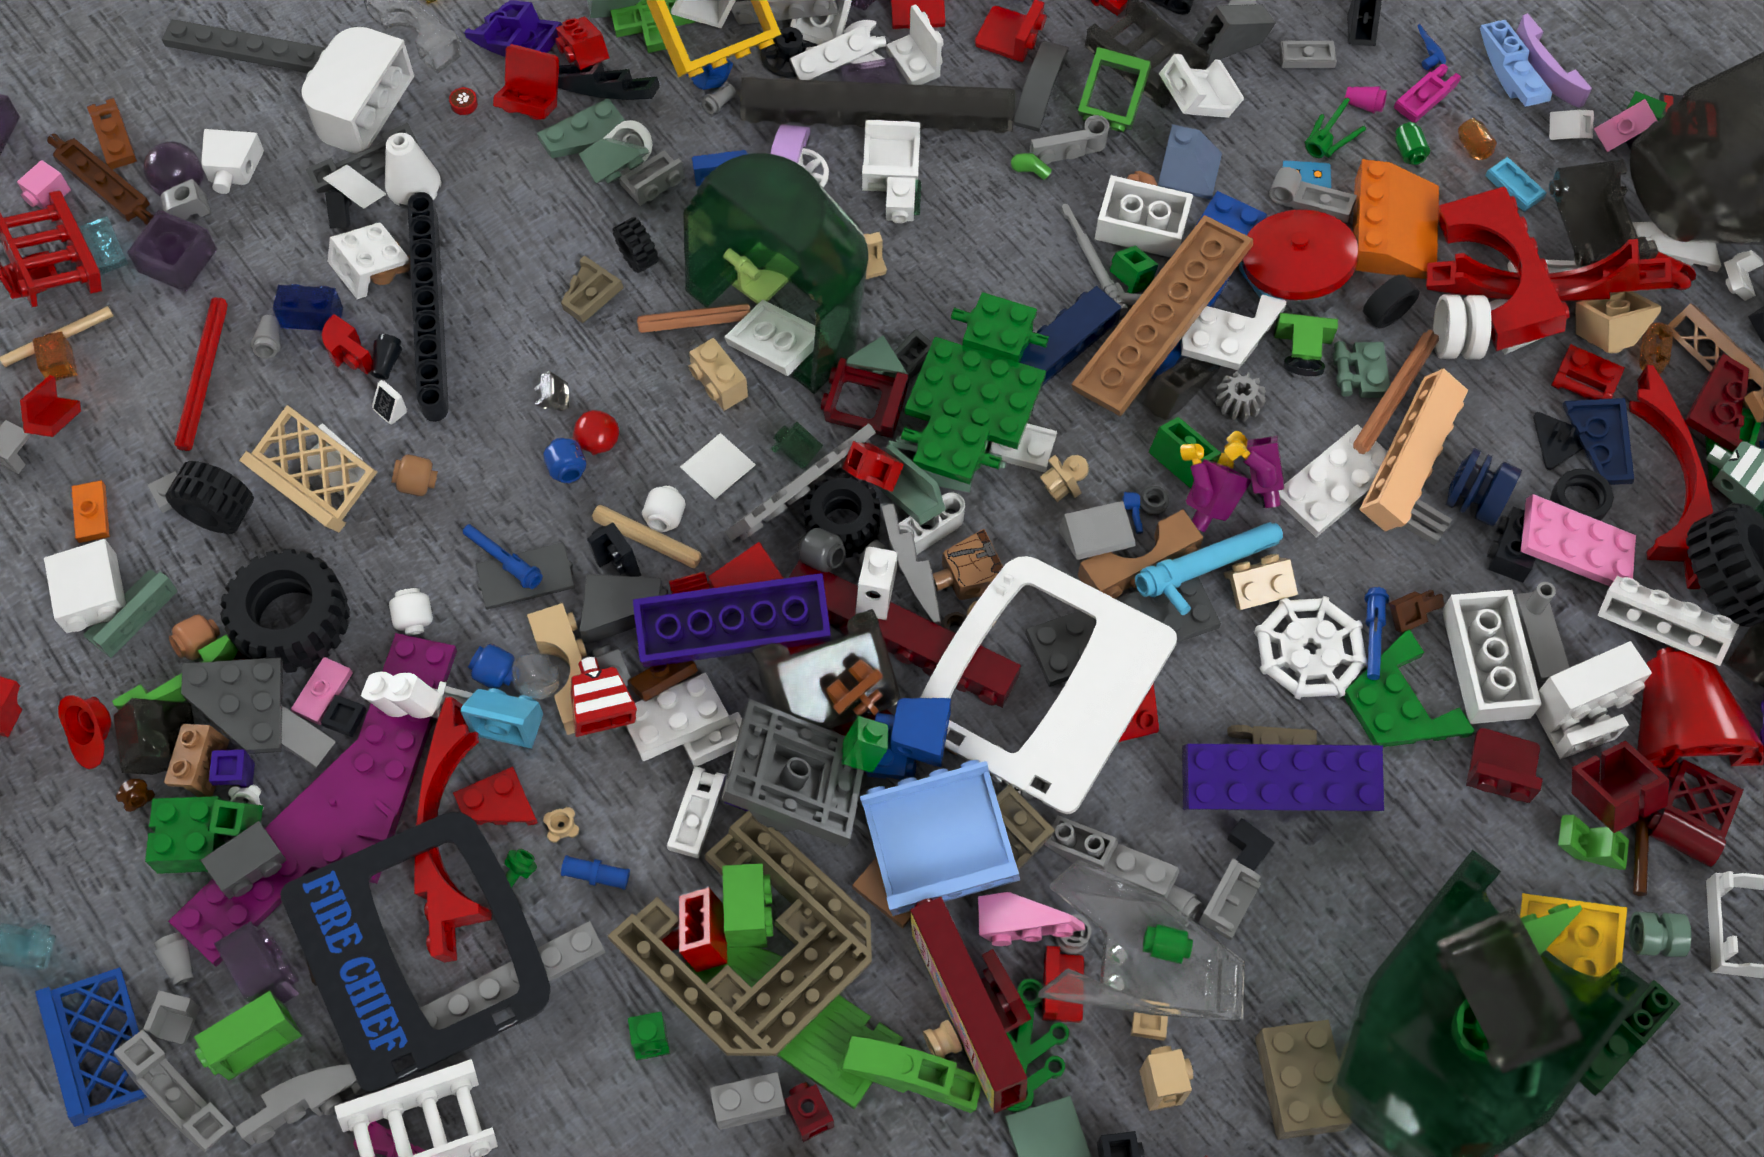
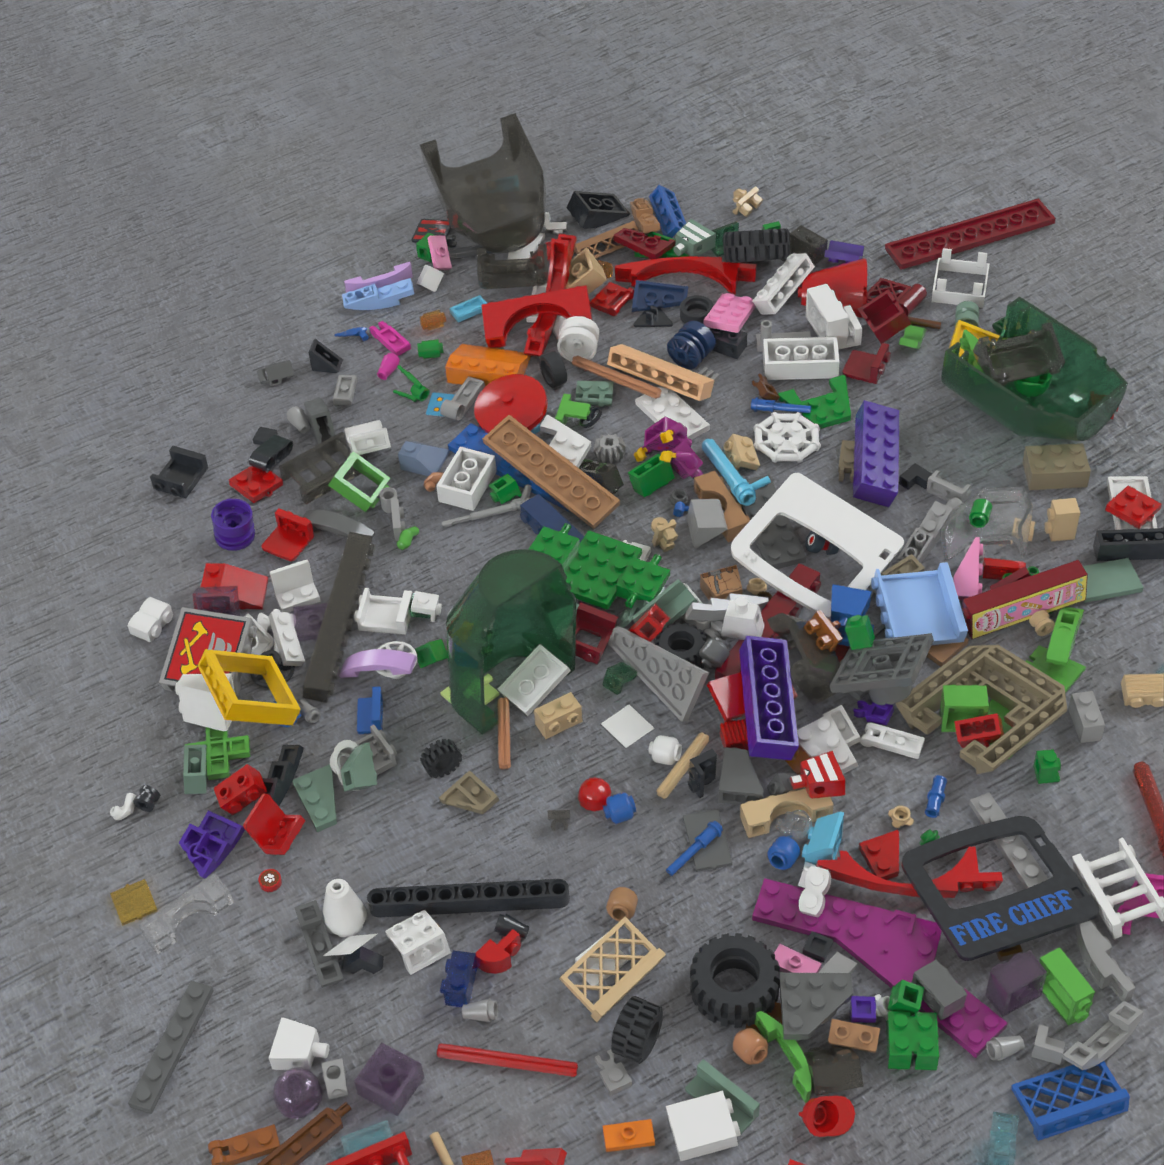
camera: 80 degrees left, 15 degrees down
(134, 794) = (878, 1081): reddish brown plate -> none
(356, 87) = (252, 945): white brick -> none
(388, 403) = (554, 924): slope -> none
(410, 611) = (736, 904): white head -> none
(809, 1123) = (1092, 683): dark red brick -> none

